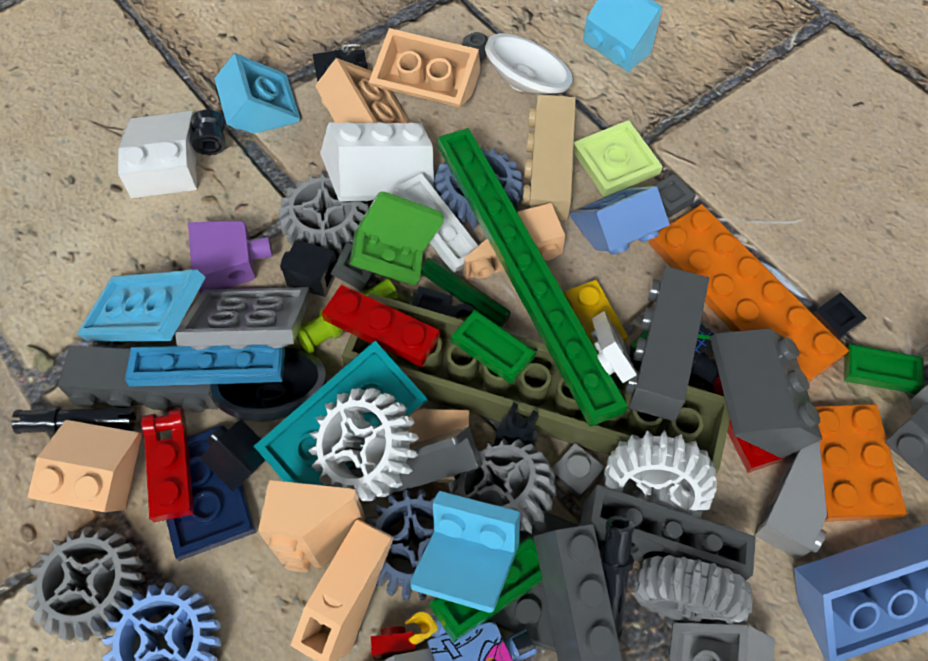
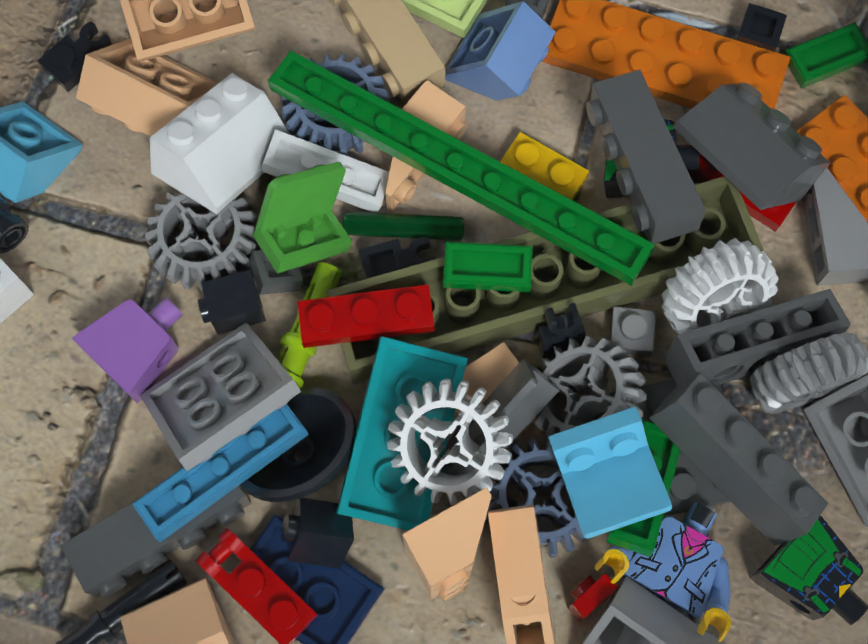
camera: 35 degrees left, 10 degrees up
(142, 306) = (105, 457): medium azure tile -> none
(611, 348) = (597, 197): white plate -> none
(617, 563) = (737, 386): black pin -> none

